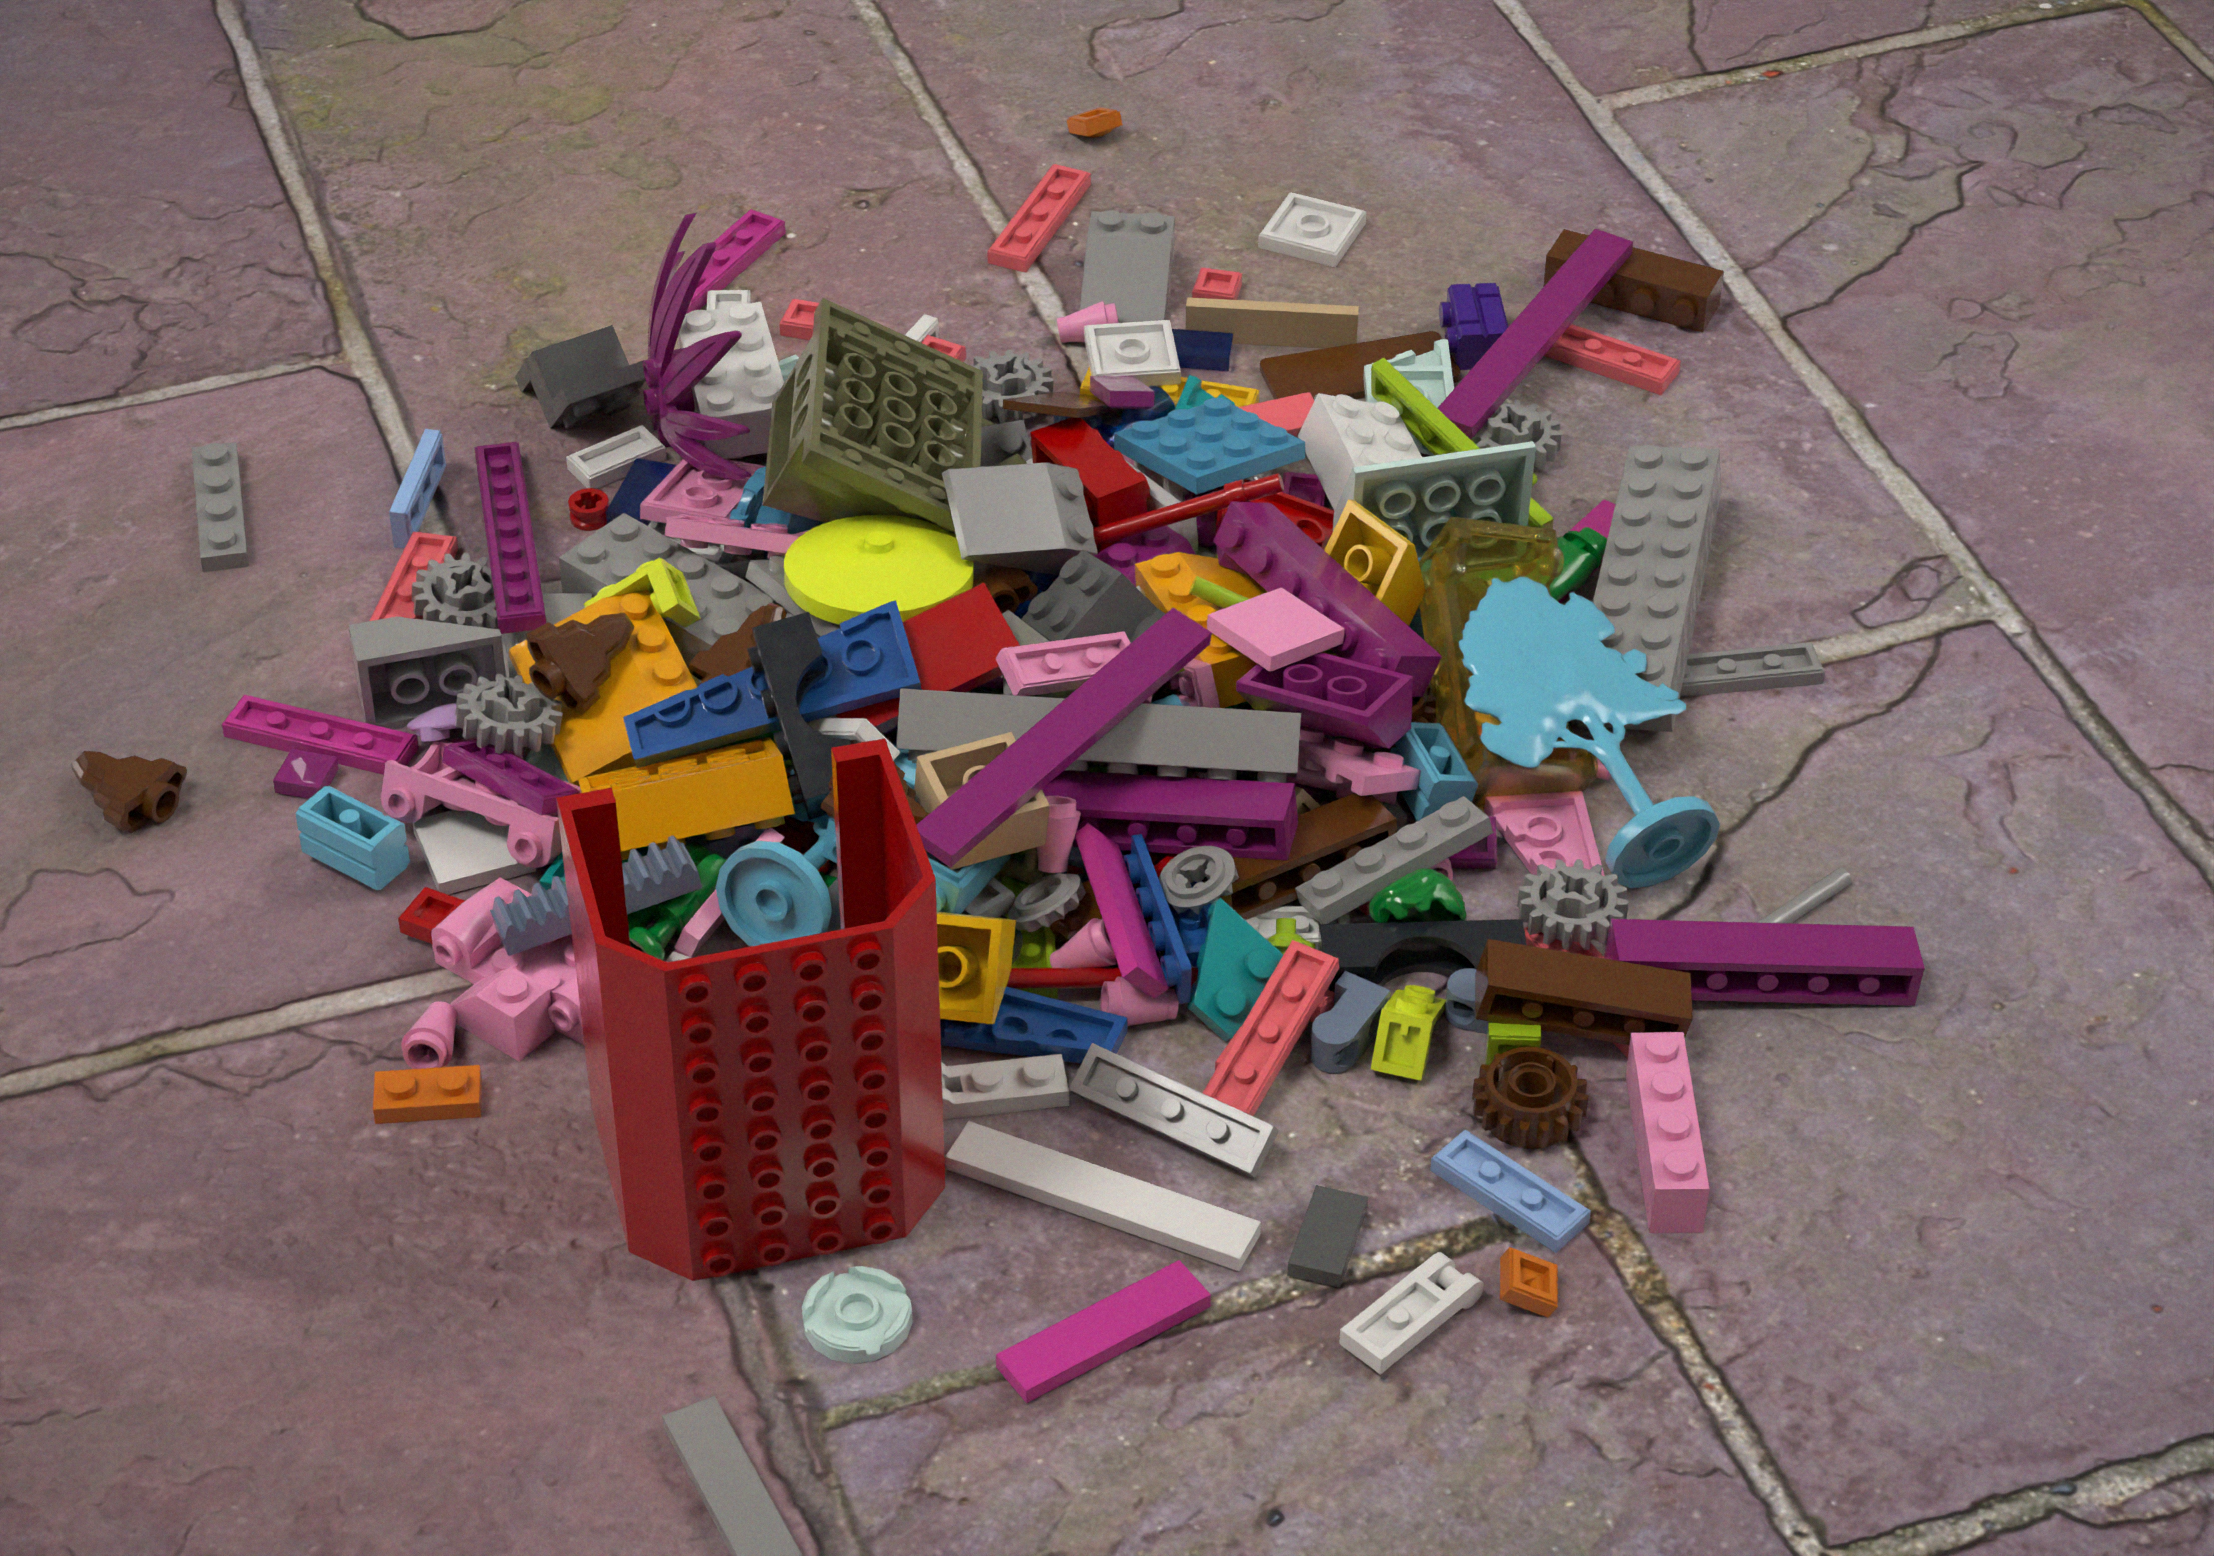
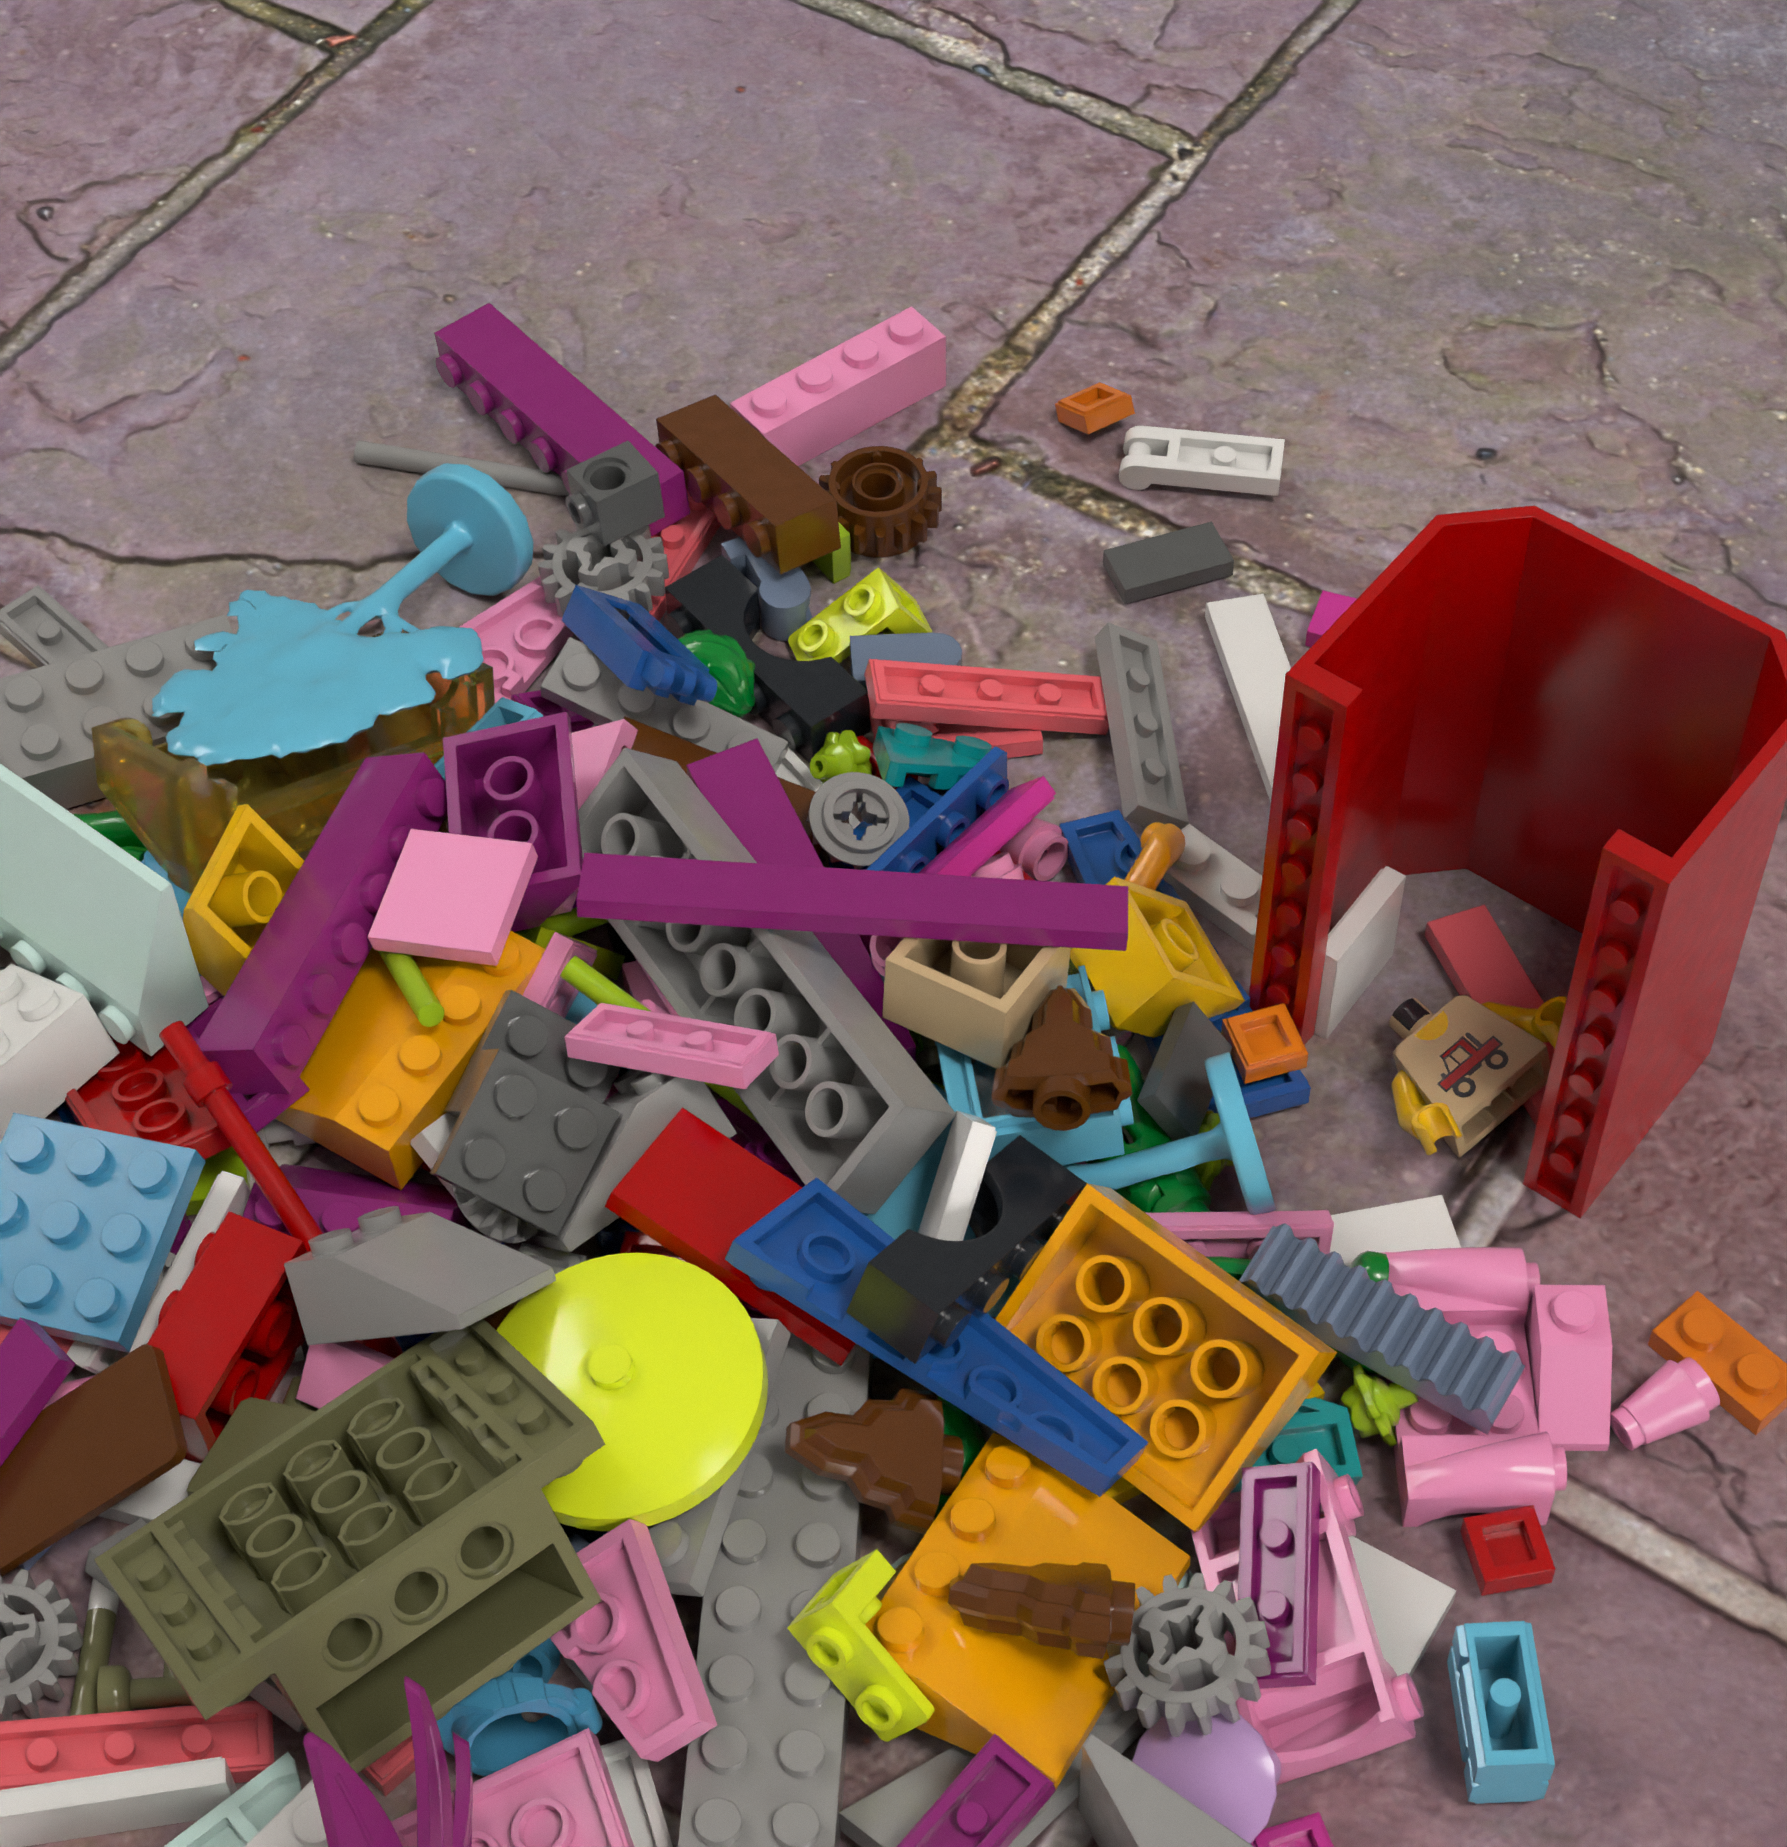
camera: 125 degrees left, 10 degrees up
(1043, 1030) = (1161, 848): none -> light orange arm
(1454, 844) = (637, 649): none -> blue hinge
(1510, 1191) = (991, 481): light blue tile -> none
(1605, 890) = (614, 493): none -> dark grey brick

